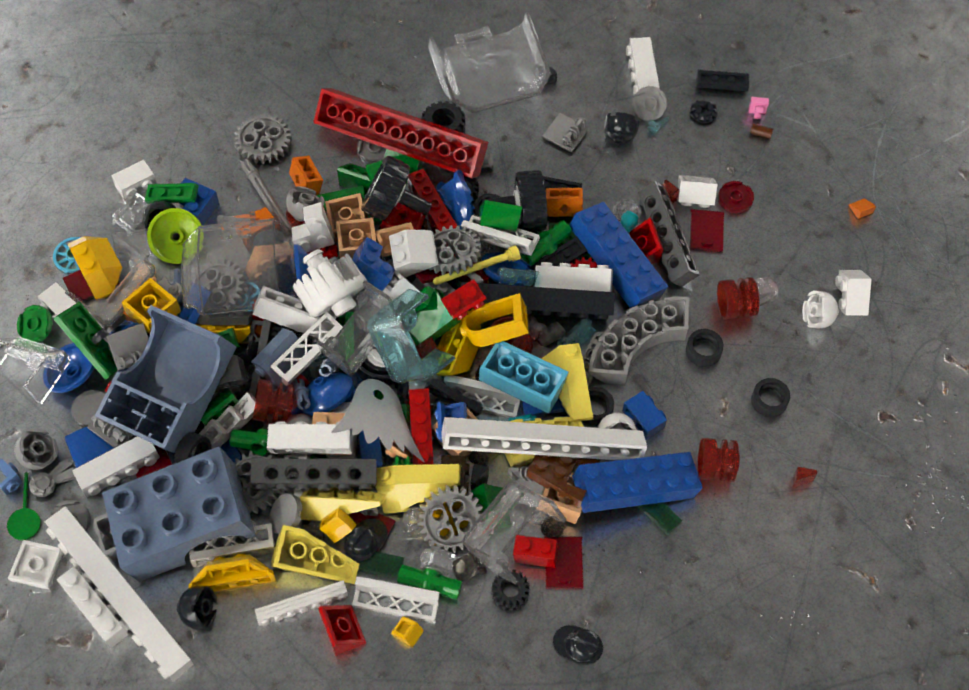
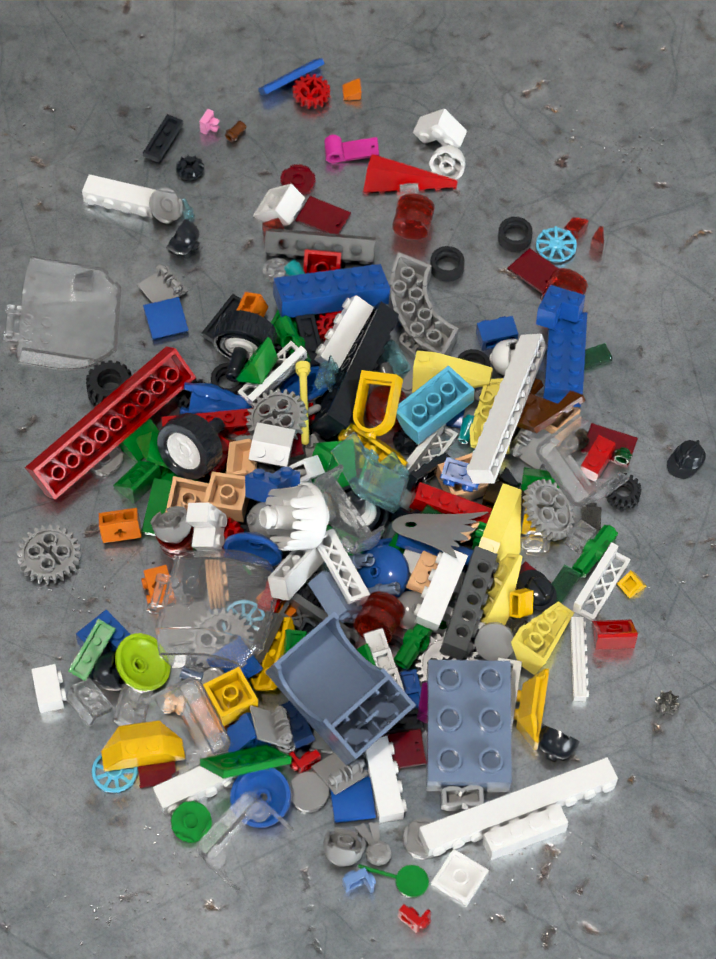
camera: 70 degrees left, 0 degrees up
(106, 330) = (249, 741): black piece -> none
(187, 445) = (420, 703): black tyre -> none
(253, 175) = (118, 571): light grey axle -> none
(463, 299) = (346, 418): red bracket -> none
(534, 143) = (165, 318): none -> blue slope
(551, 575) = (623, 455): none -> dark green plate
(689, 449) = (559, 304): none -> blue brick
(739, 426) = (533, 269): none -> dark red container
(778, 262) = (388, 175): none -> red wedge
(779, 439) = (556, 244): none -> medium azure wheel
(787, 220) = (340, 151): none -> dark pink door
(810, 452) = (577, 226): none -> clear red slope
(839, 174) = (311, 91): none -> red gear
(847, 153) = (302, 70): none -> blue tile

